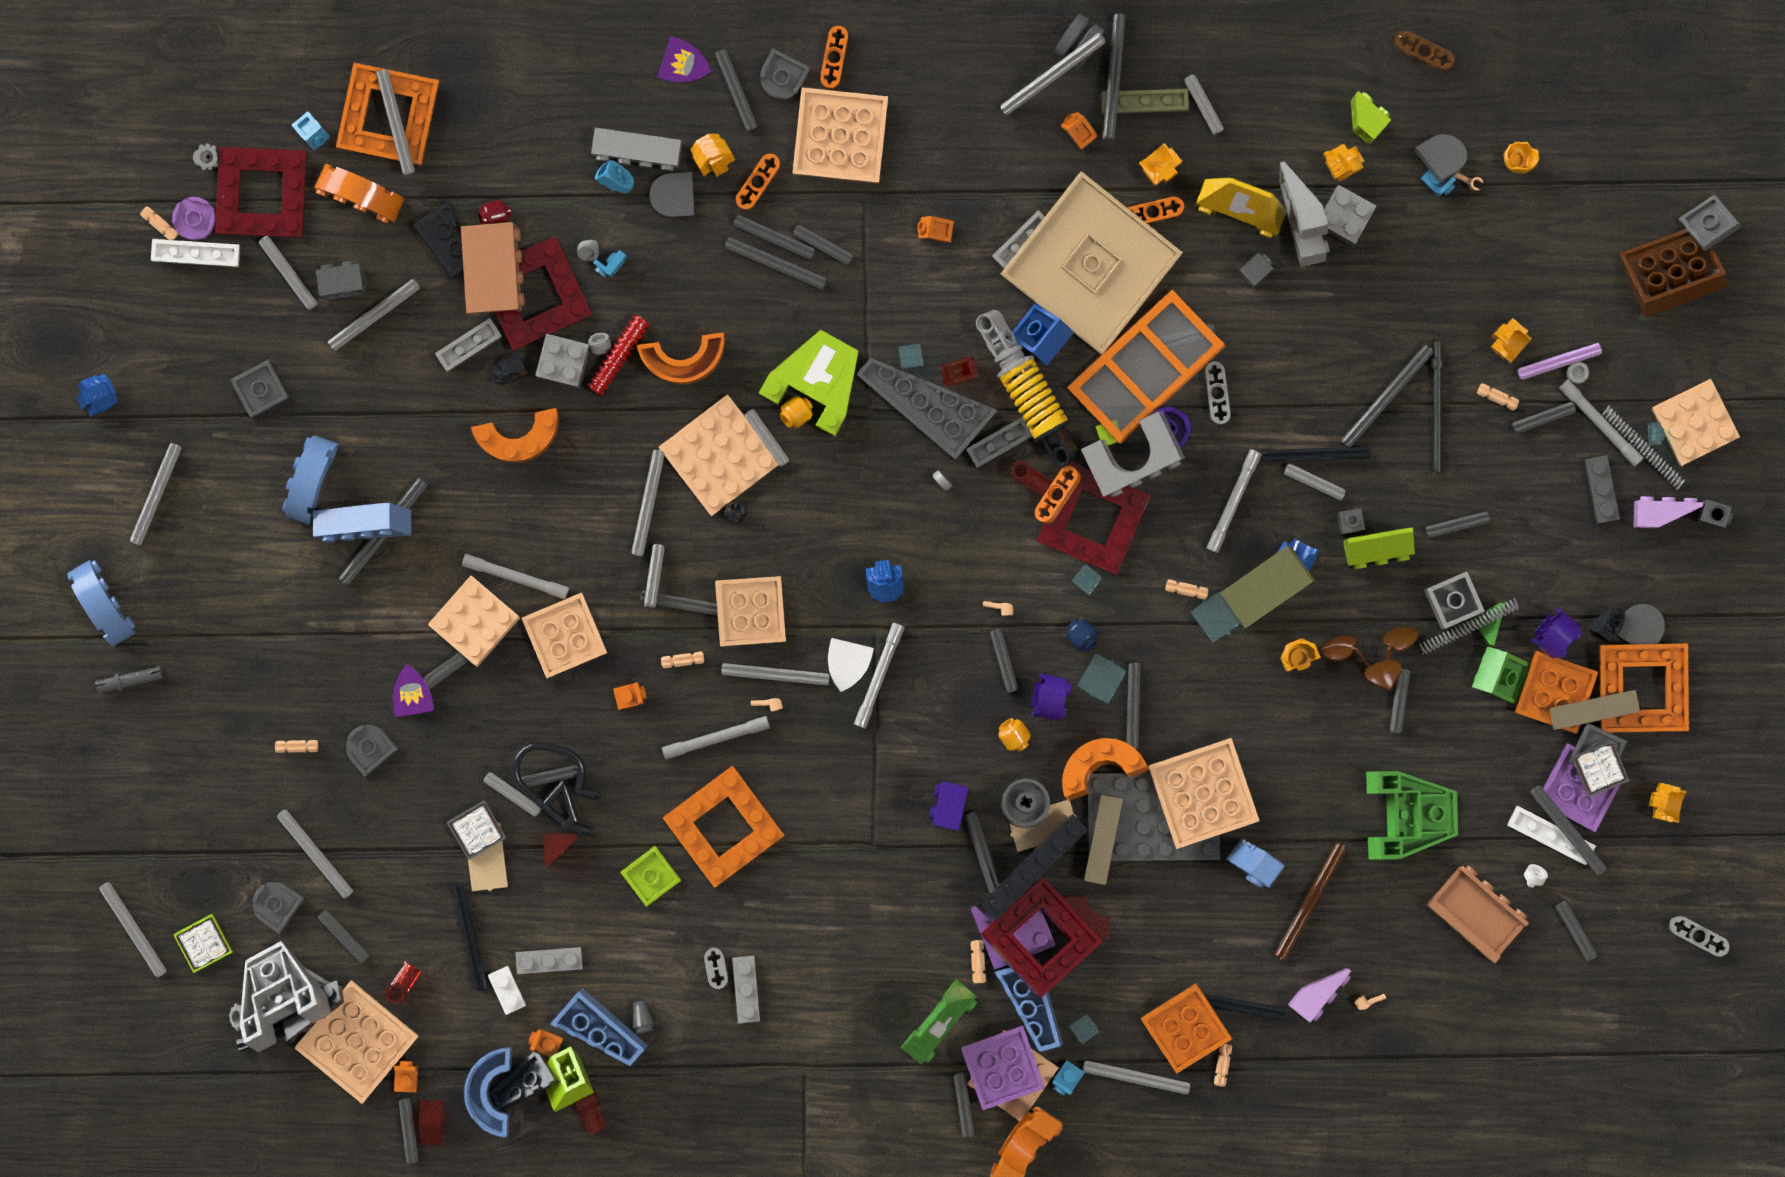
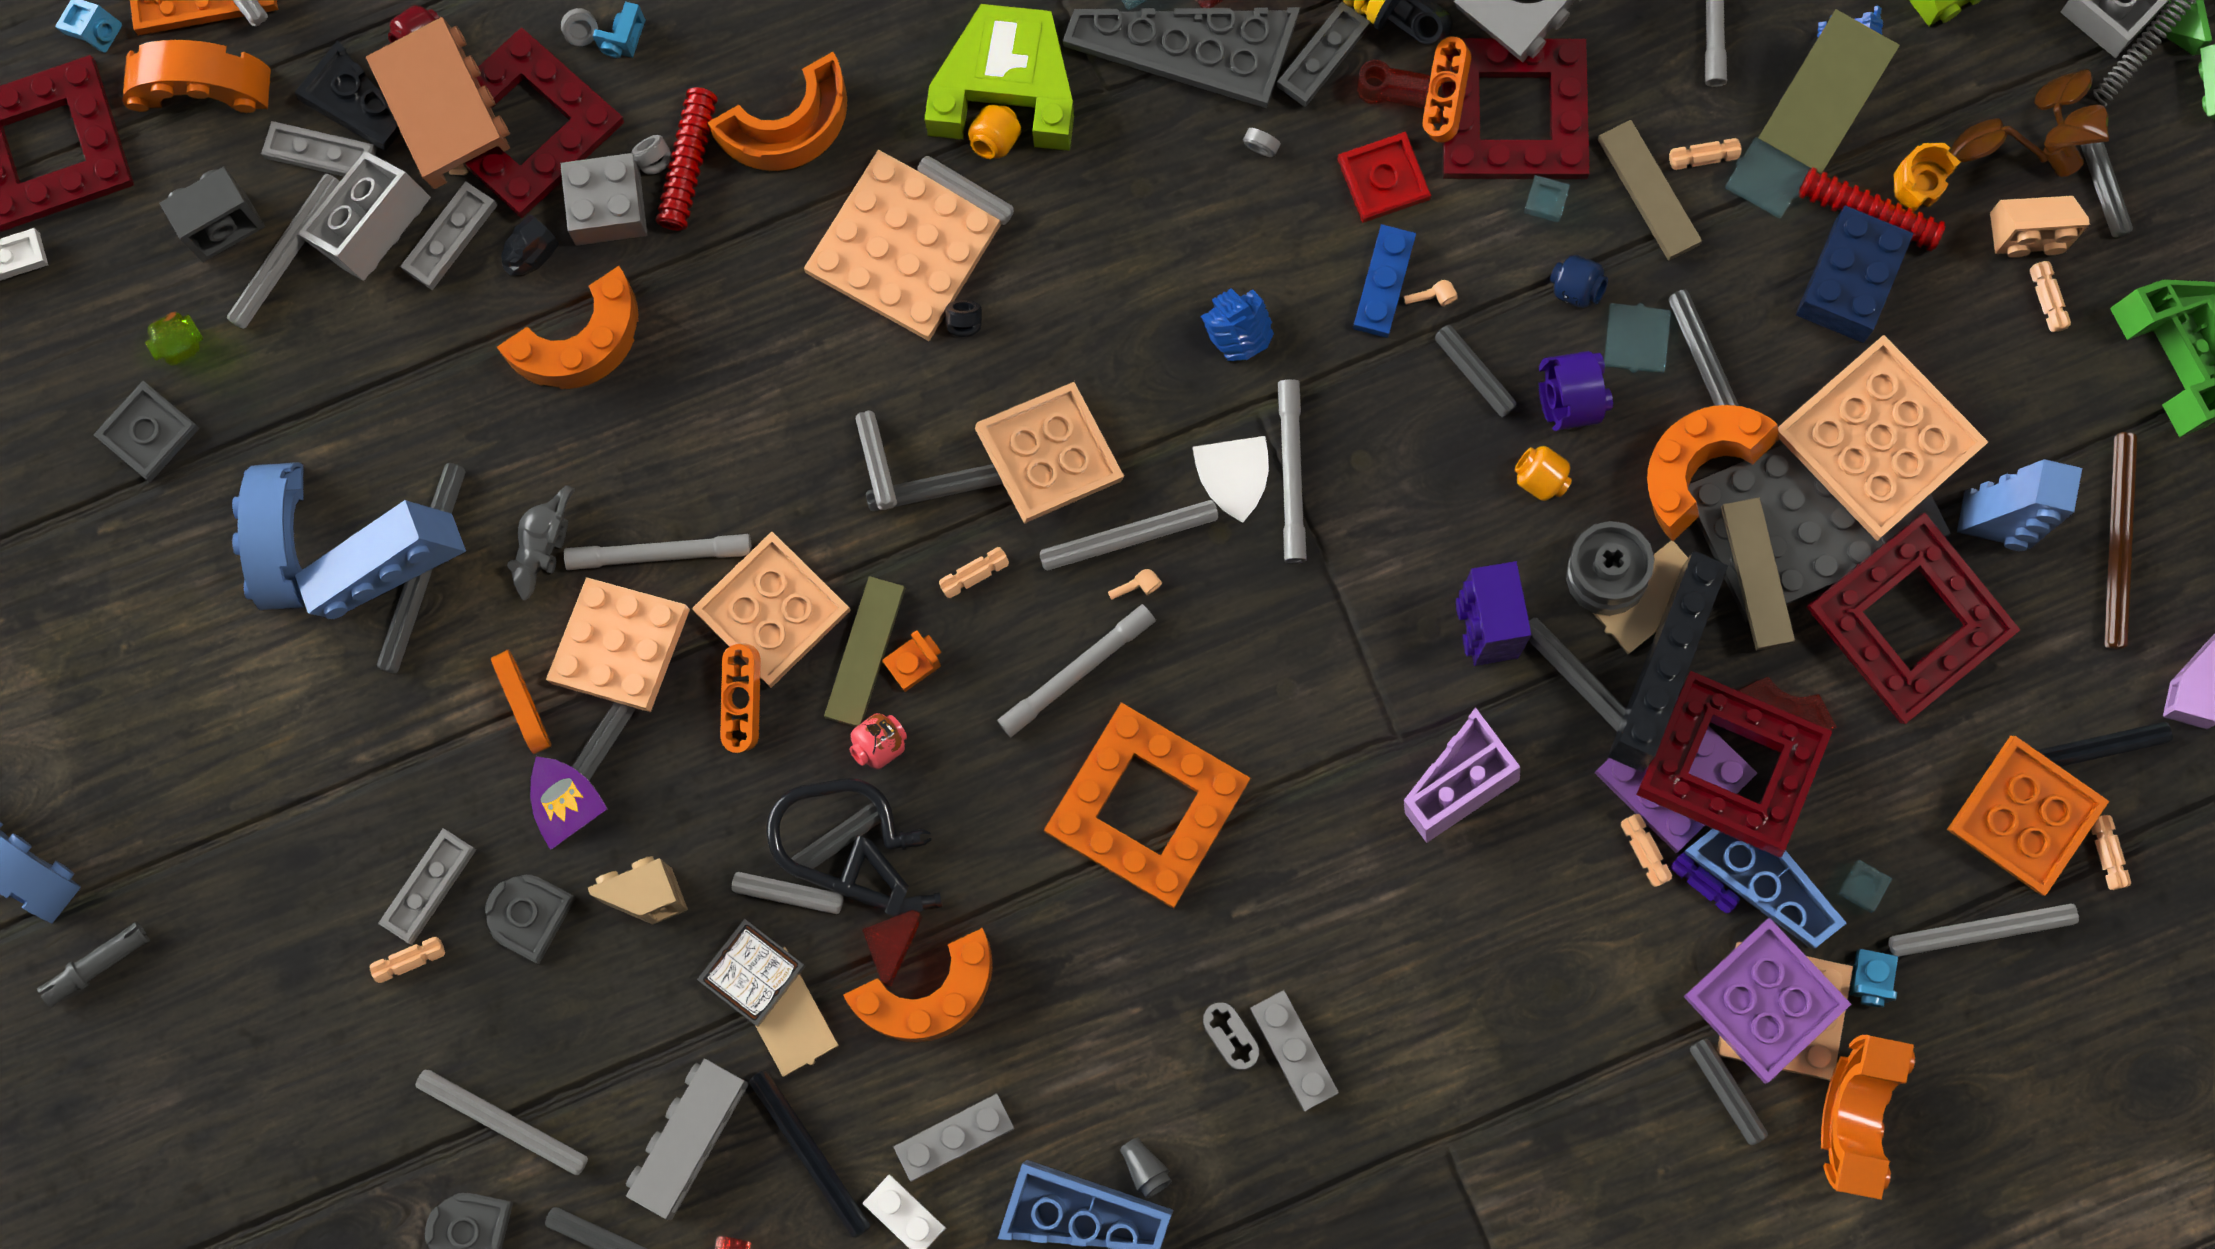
camera: 15 degrees left, 10 degrees down
(155, 494) = (36, 656): light grey axle -> none
(288, 273) = (128, 242): light grey axle -> none
(294, 342) = (173, 338): none -> clear neon green head
(321, 710) = (427, 886): none -> light grey tile
(409, 630) = (521, 702): none -> orange beam
(409, 904) = (686, 1139): none -> light grey brick
(414, 262) = (313, 149): none -> light grey tile
(425, 314) = (365, 215): none -> light grey slope
(435, 766) = (643, 892): none -> tan slope
(454, 539) = (538, 534): none -> dark grey animal
(529, 662) = (751, 725): none -> orange beam
(565, 893) = (941, 1011): none -> orange brick
(593, 733) = (877, 741): none -> coral head
(605, 679) = (864, 652): none -> olive tile
(648, 503) = (821, 358): light grey axle -> none
(650, 876) = (1063, 932): lime tile -> none
(896, 884) = (1462, 779): none -> lavender wedge
(939, 1022) = (1618, 1015): bright green wedge -> none
(977, 588) = (1384, 281): none -> blue plate
(1000, 992) = (1705, 883): none -> dark purple axle
(1003, 527) = (1384, 177): none -> red tile
(1146, 597) = (1649, 190): none -> dark tan tile
(1193, 861) = (1983, 619): none -> dark red plate
(1235, 694) = (1854, 274): none -> dark blue brick
(1262, 661) = (1839, 194): none -> red piece
(1338, 750) = (2050, 296): none -> light nougat axle
(1348, 708) = (2037, 225): none -> light nougat slope

